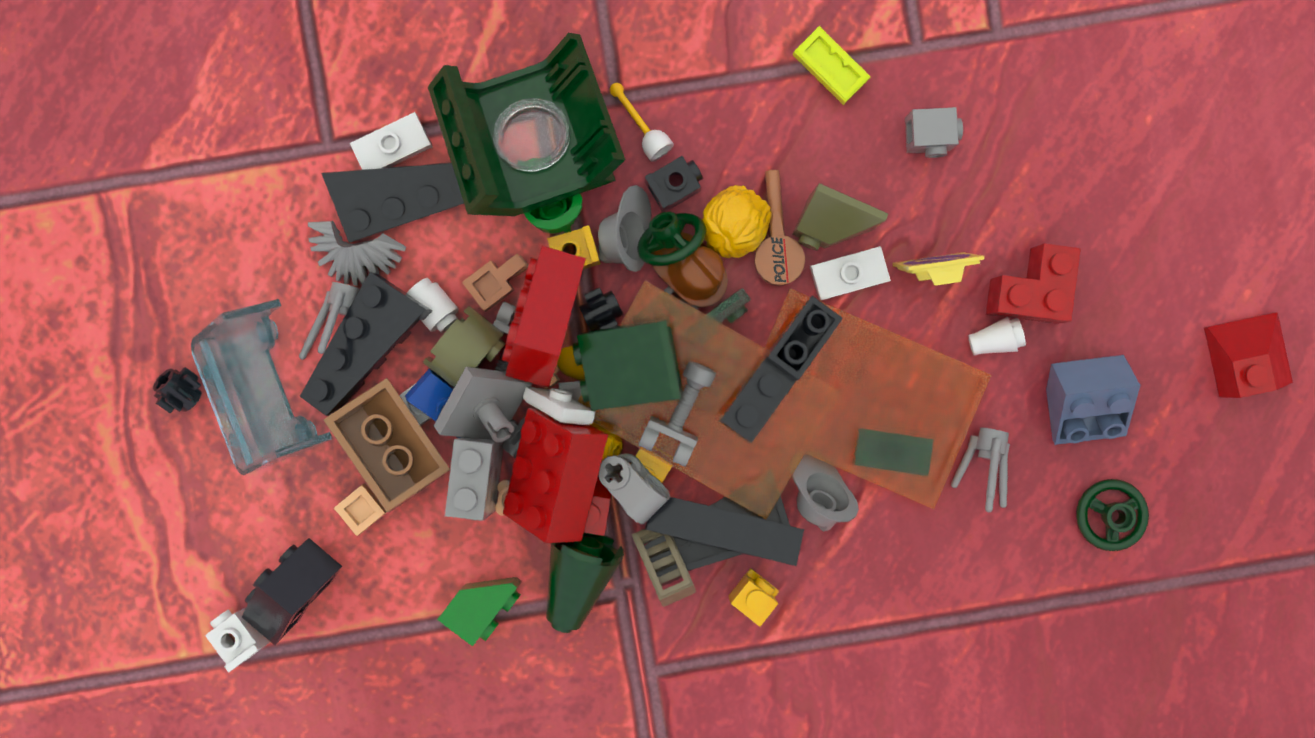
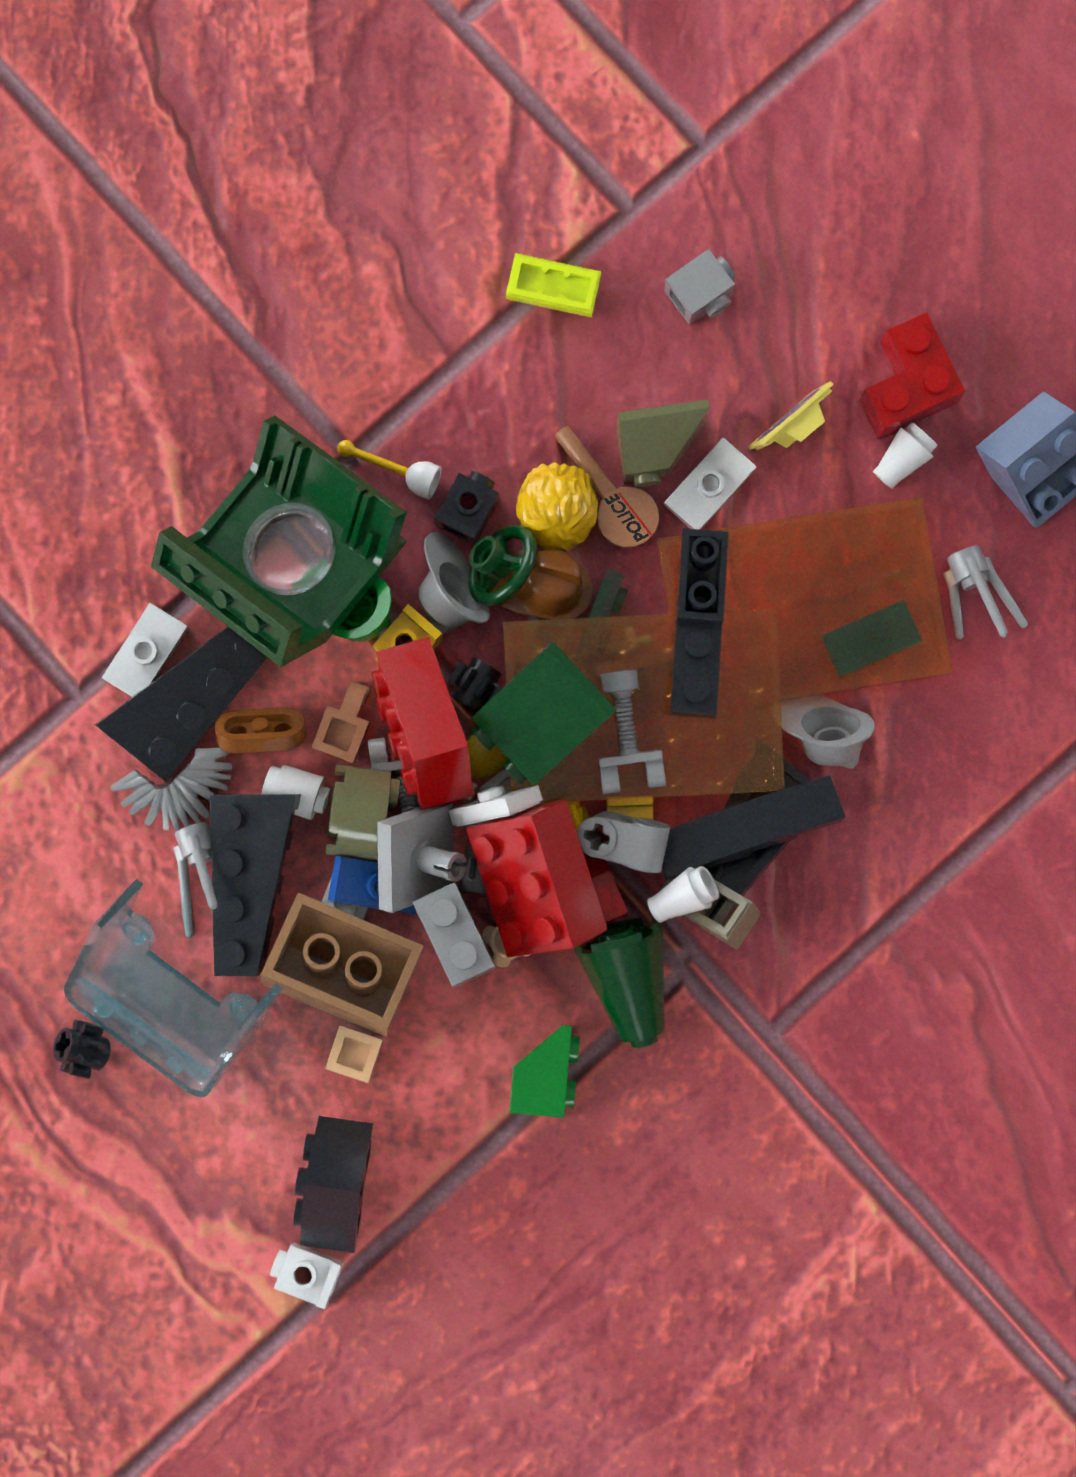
camera: 30 degrees left, 5 degrees down
(434, 248) = (260, 730): none -> dark orange plate
(651, 549) = (686, 894): none -> white cone
(754, 597) = (826, 881): yellow brick -> none

